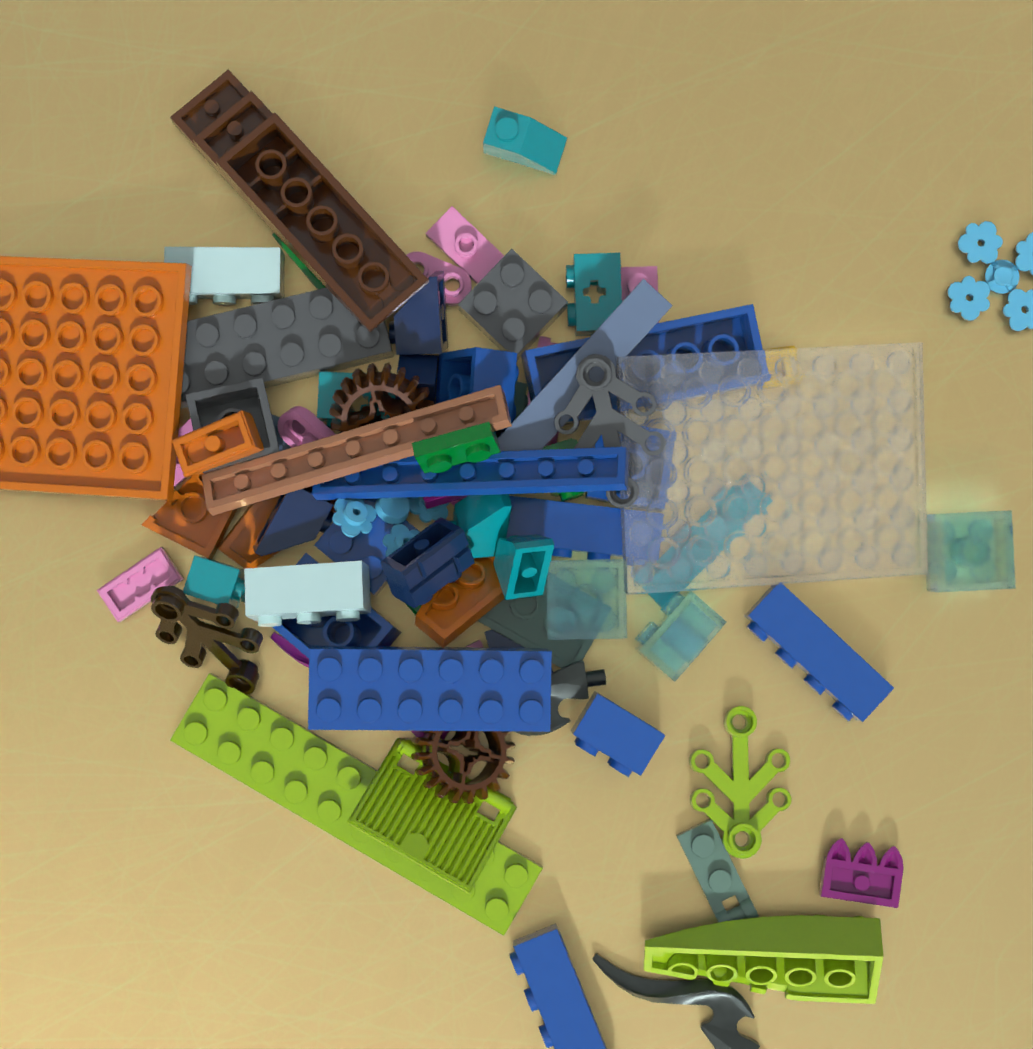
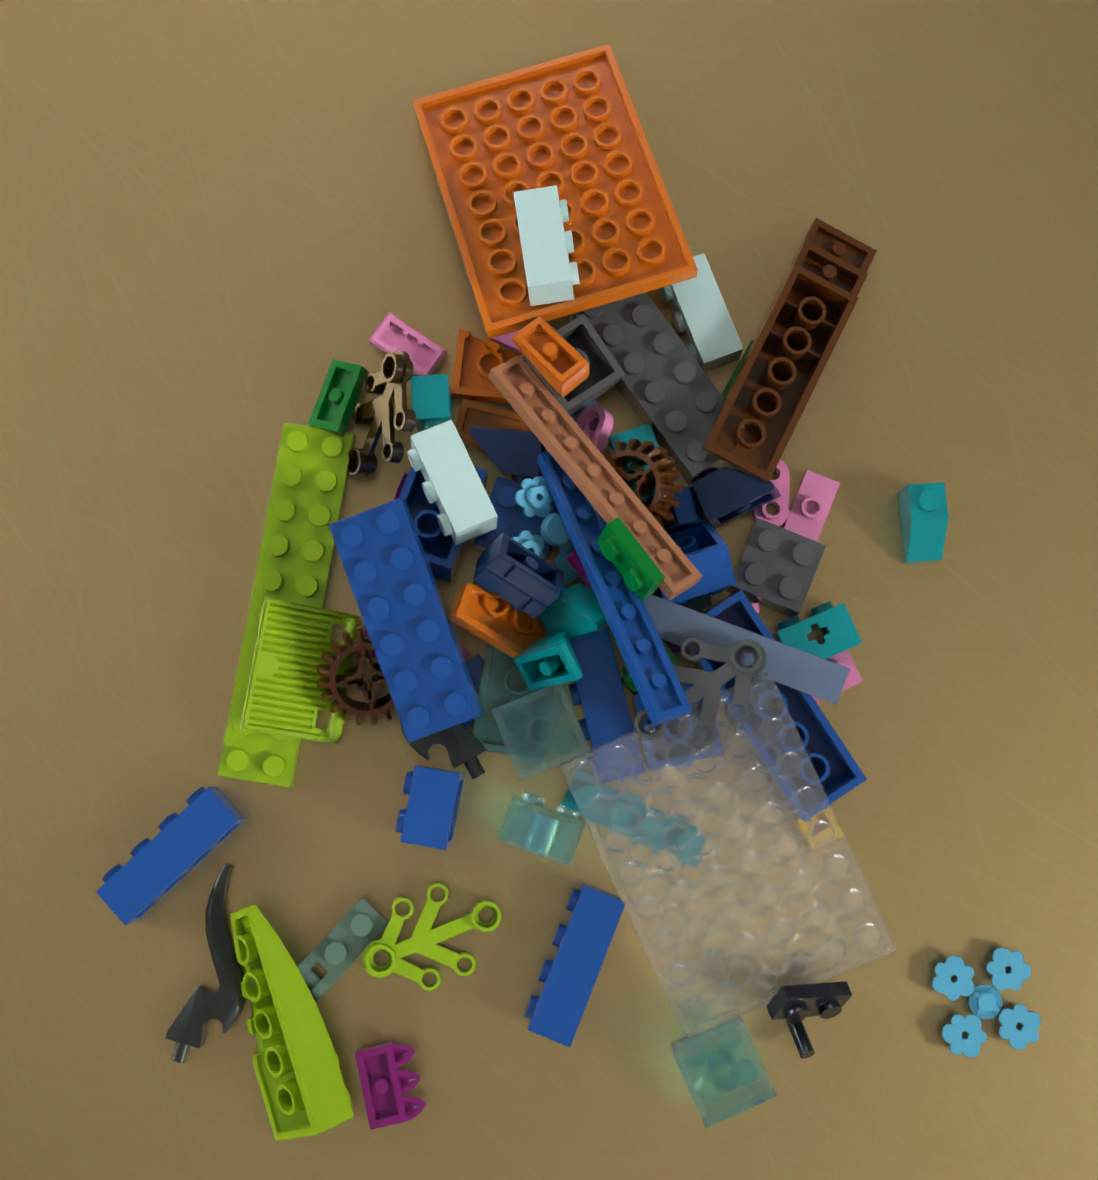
camera: 70 degrees right, 5 degrees down
(101, 405) = (546, 245): none -> light aqua brick
(165, 675) = (338, 397): none -> green plate
(936, 447) = (804, 1001): none -> black plate

